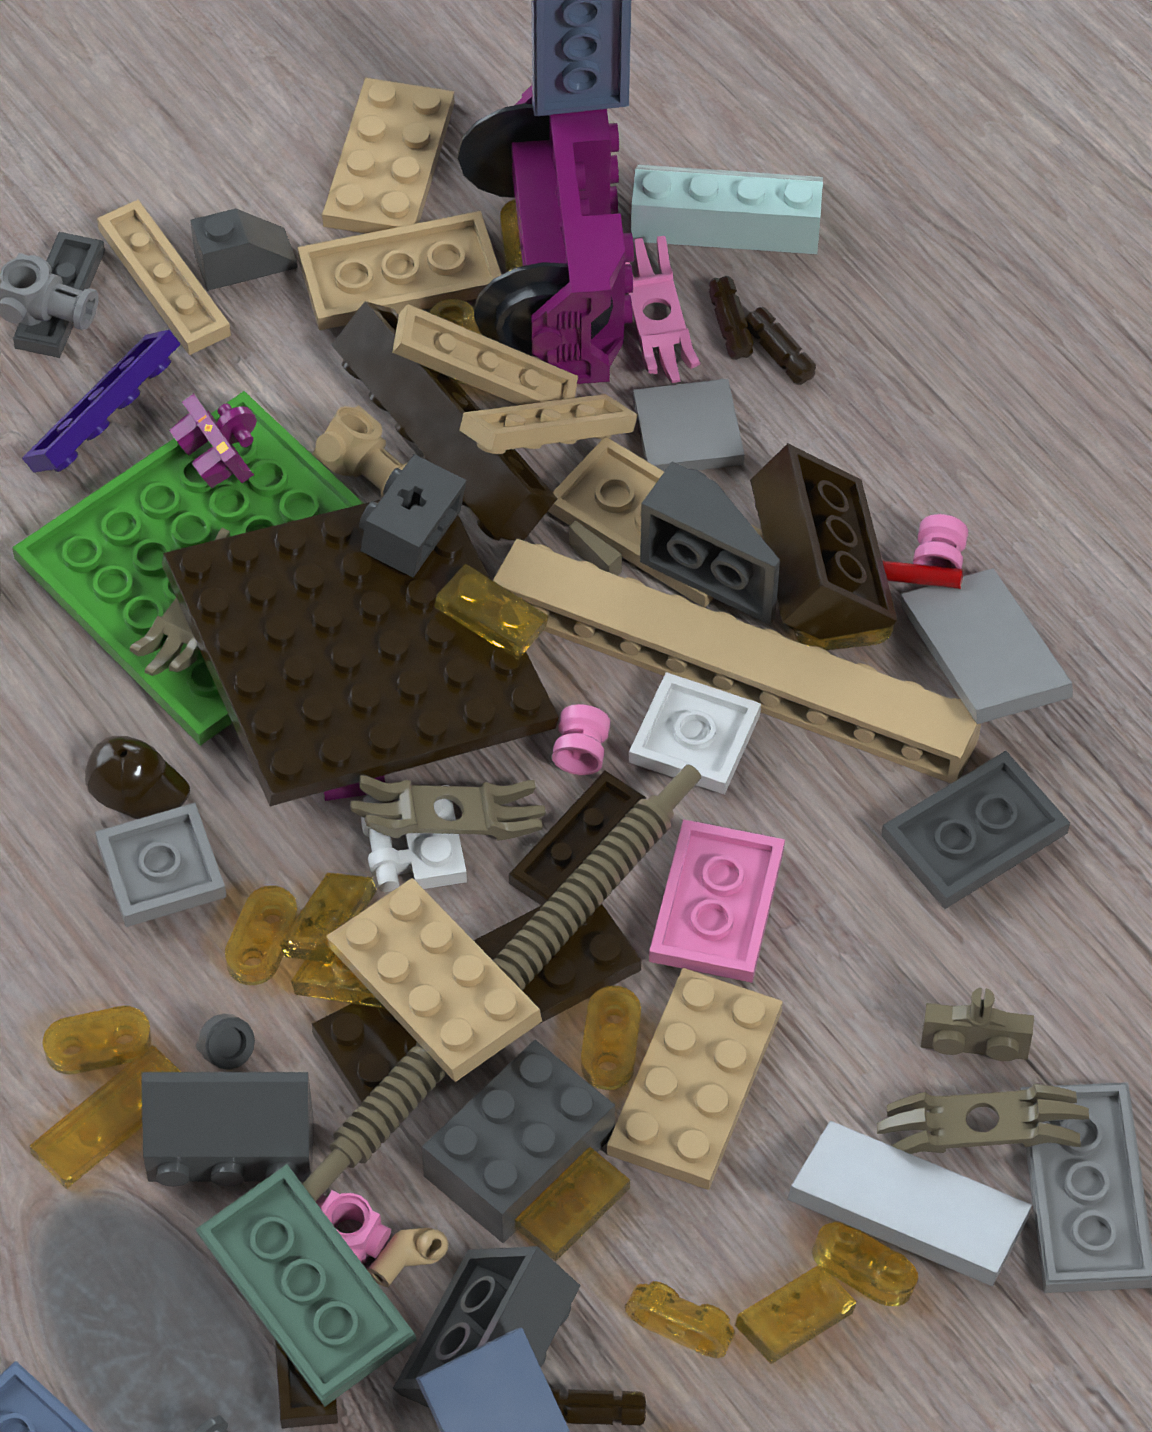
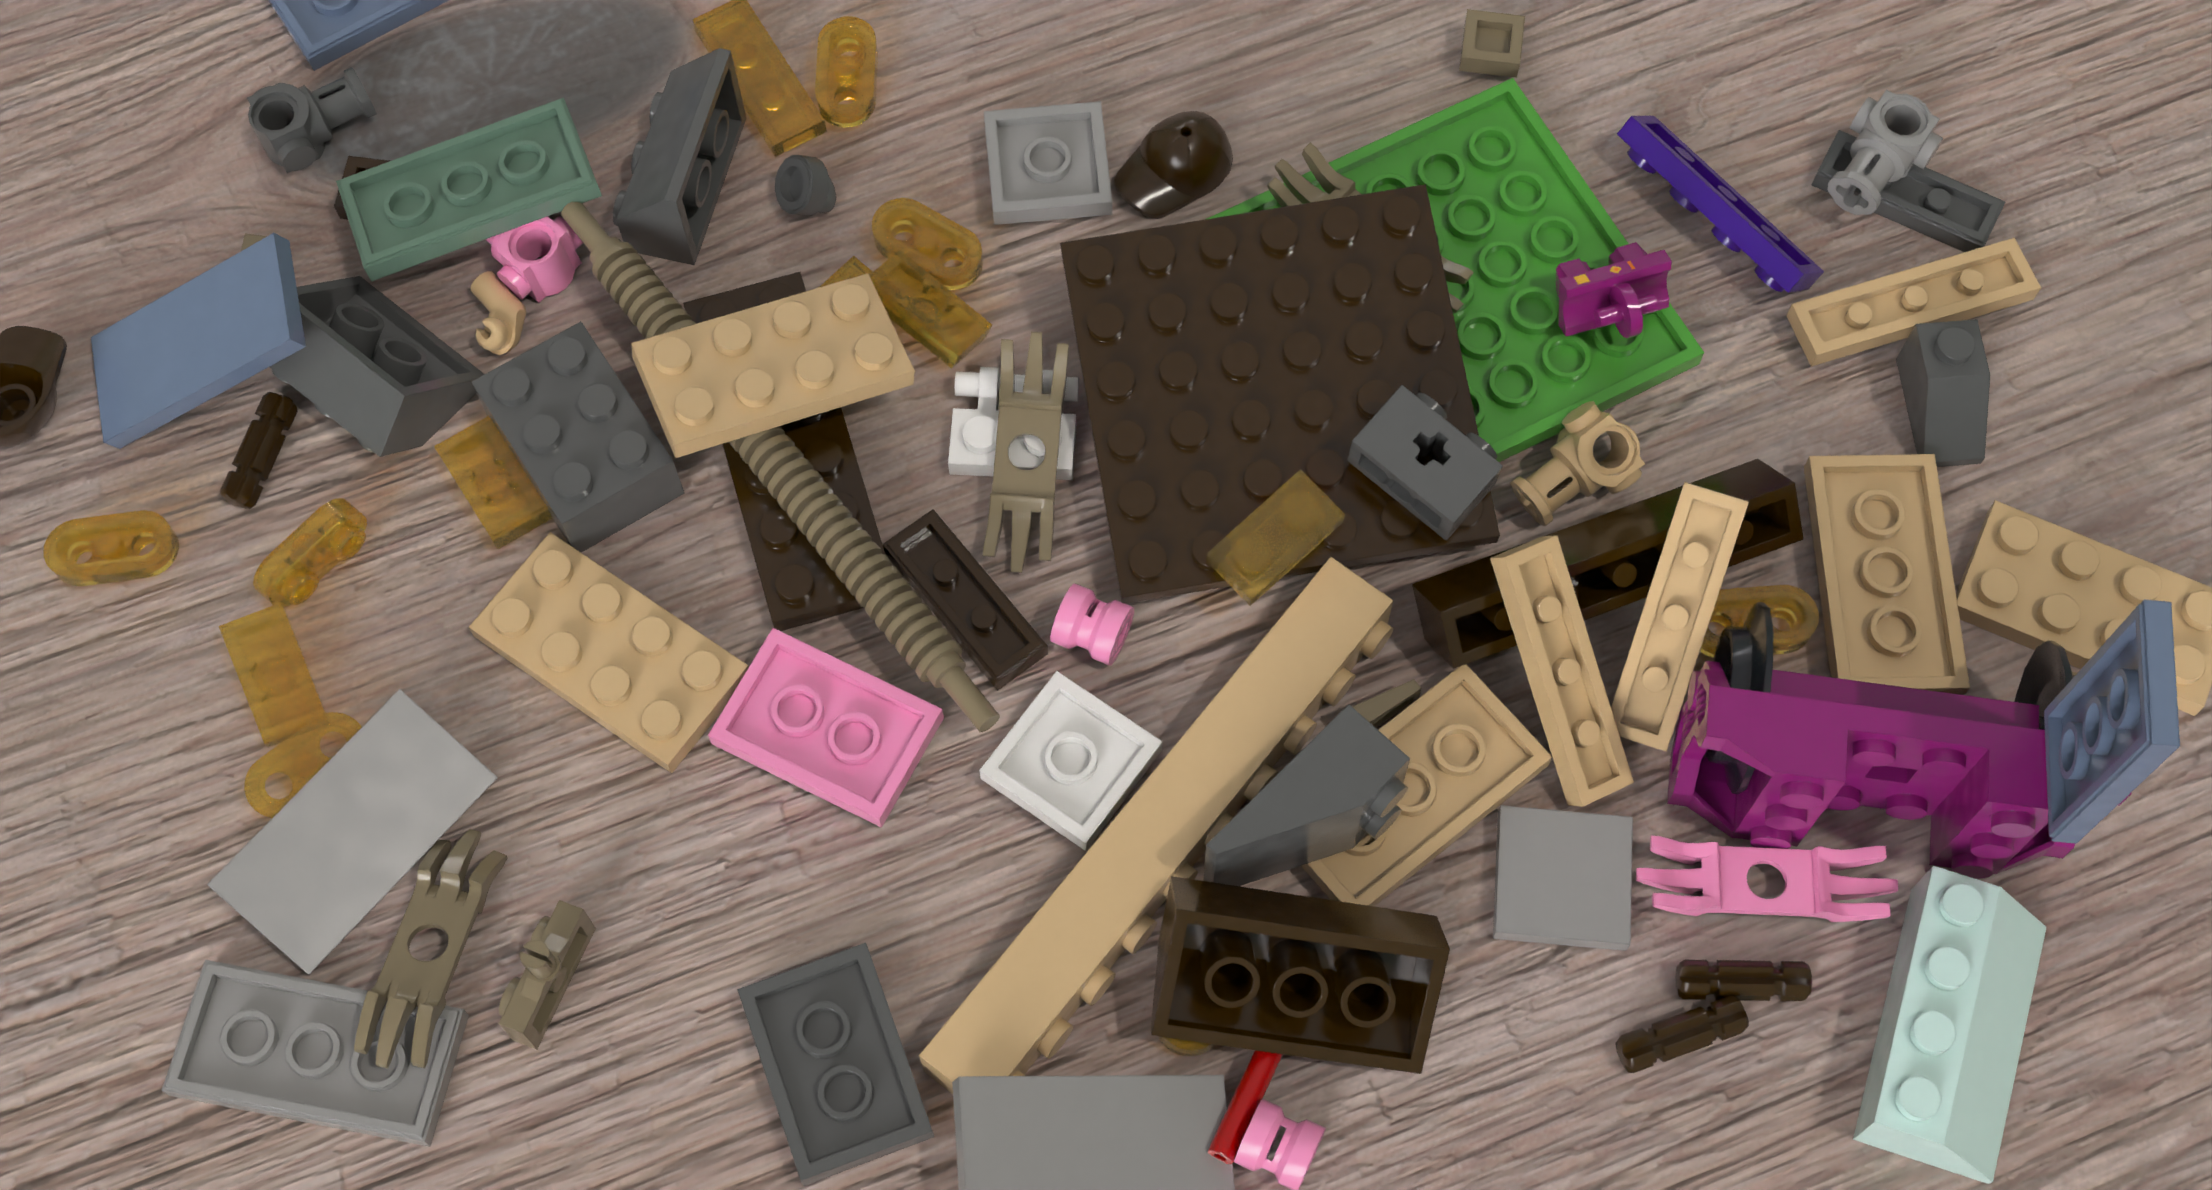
camera: 105 degrees right, 10 degrees up
(611, 1041) = (686, 567): clear yellow plate -> none

